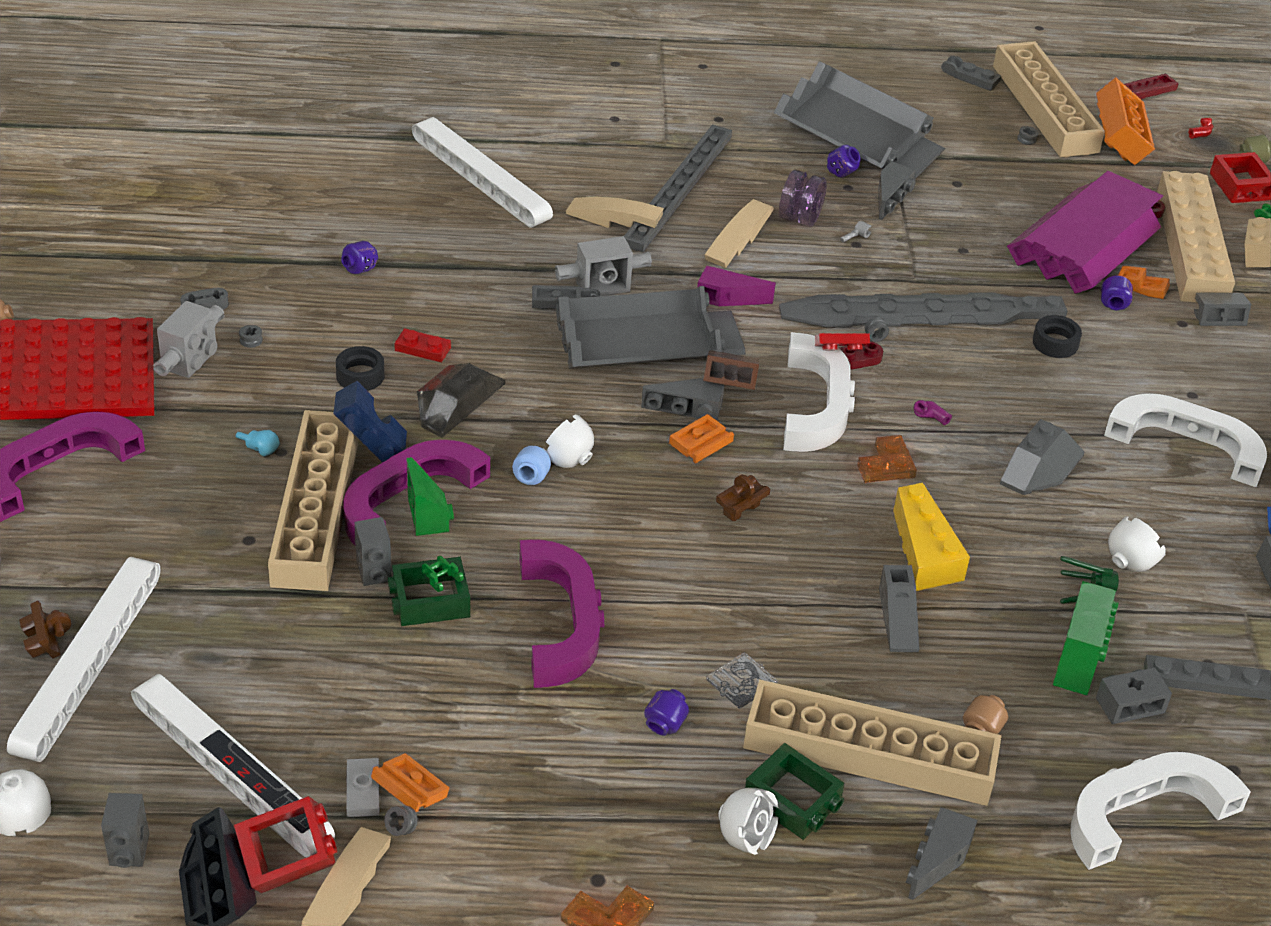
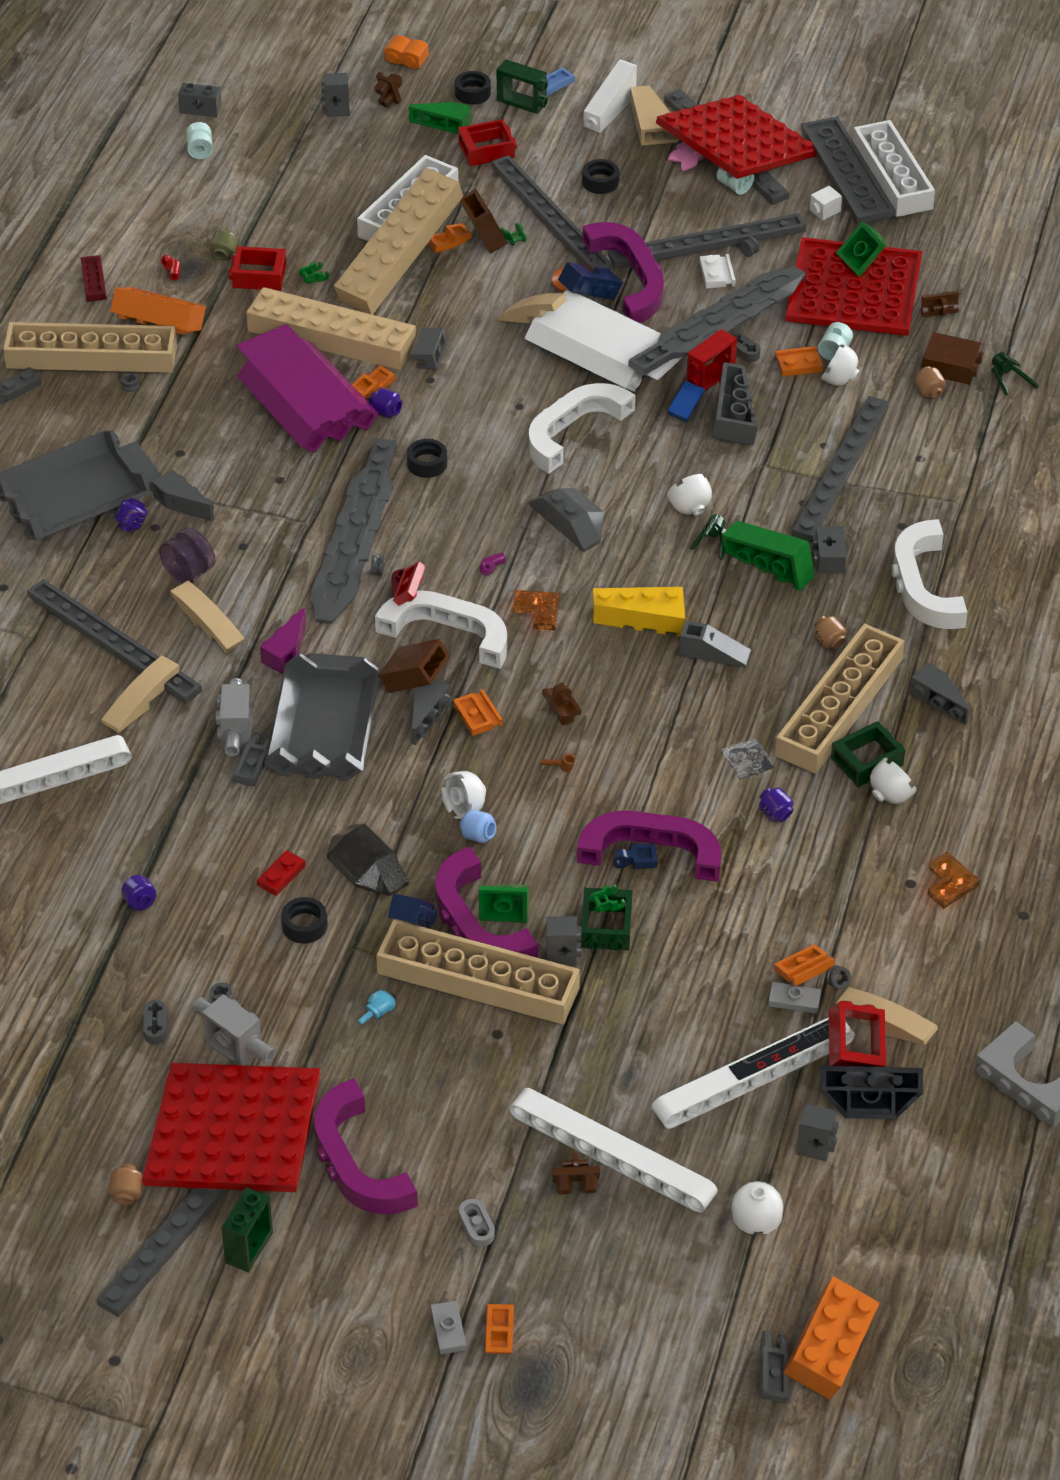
camera: 70 degrees left, 5 degrees up
(538, 605) = (639, 855): none -> dark blue plate
(660, 517) = (566, 763): none -> dark orange hand
(860, 229) = (230, 534): light grey hand -> none

